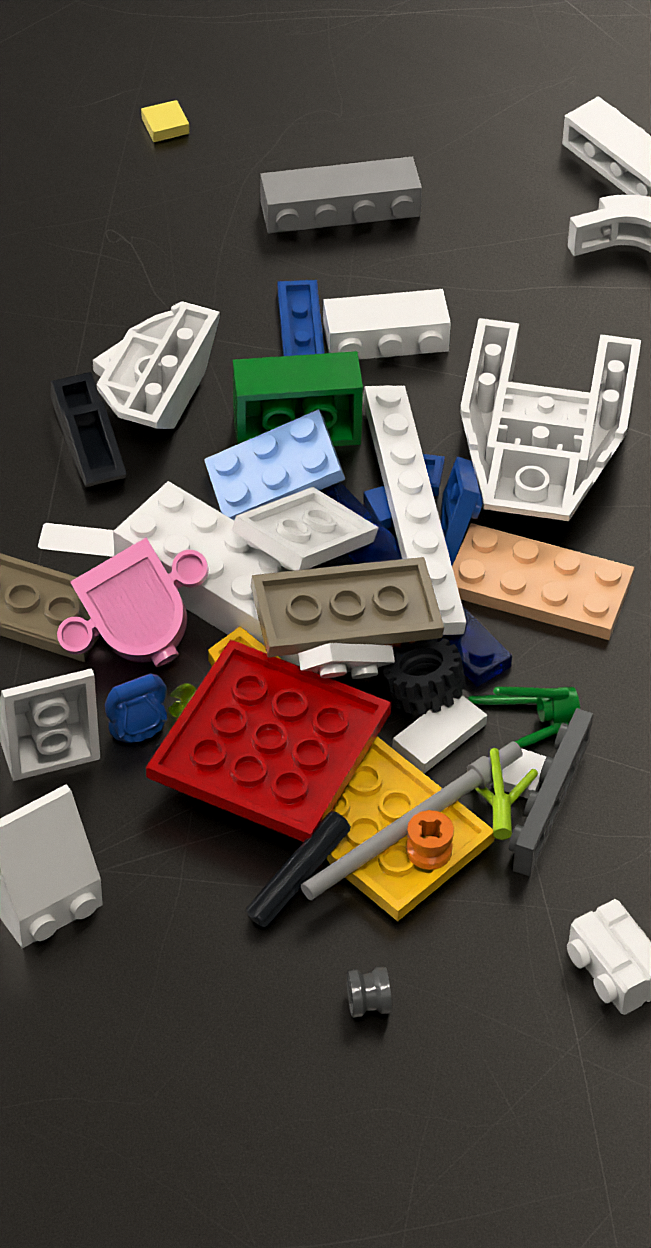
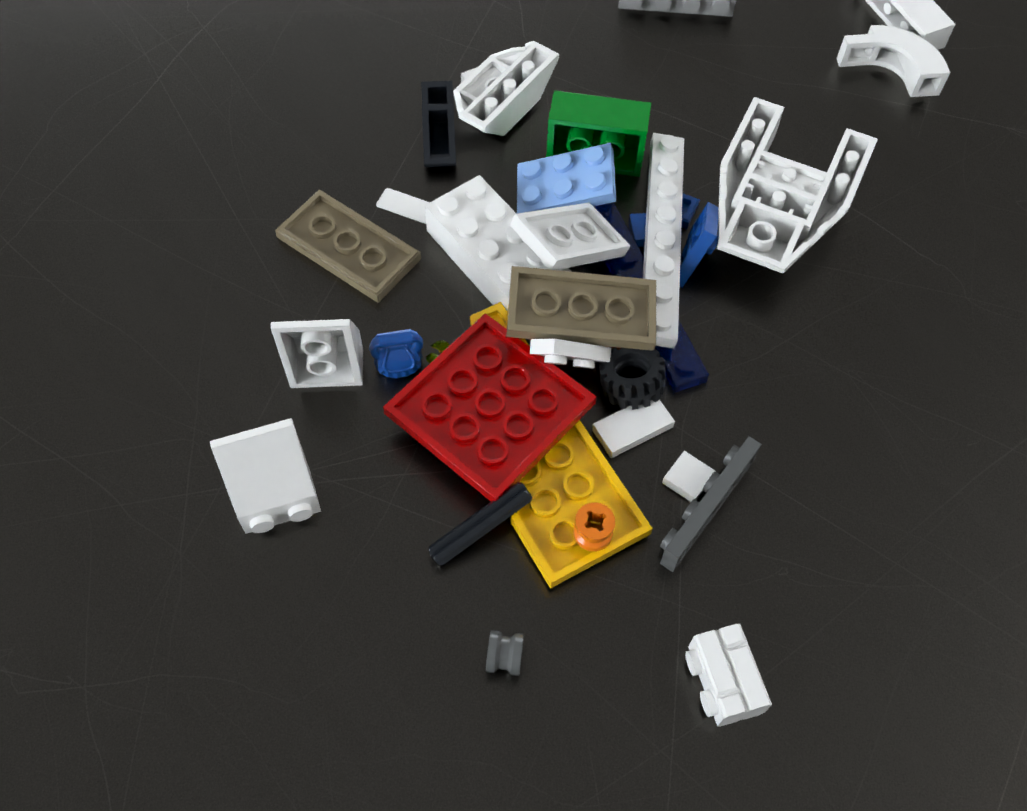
camera: 15 degrees right, 10 degrees up
(134, 604) = (421, 267): bright pink piece -> none
(300, 317) = (622, 71): blue tile -> none
(387, 324) = (685, 89): white brick -> none
(477, 775) = (653, 475): light grey bar -> none
(501, 801) = (663, 503): lime plant -> none
(541, 581) = (749, 316): light nougat plate -> none
(553, 705) = (731, 426): green plant -> none

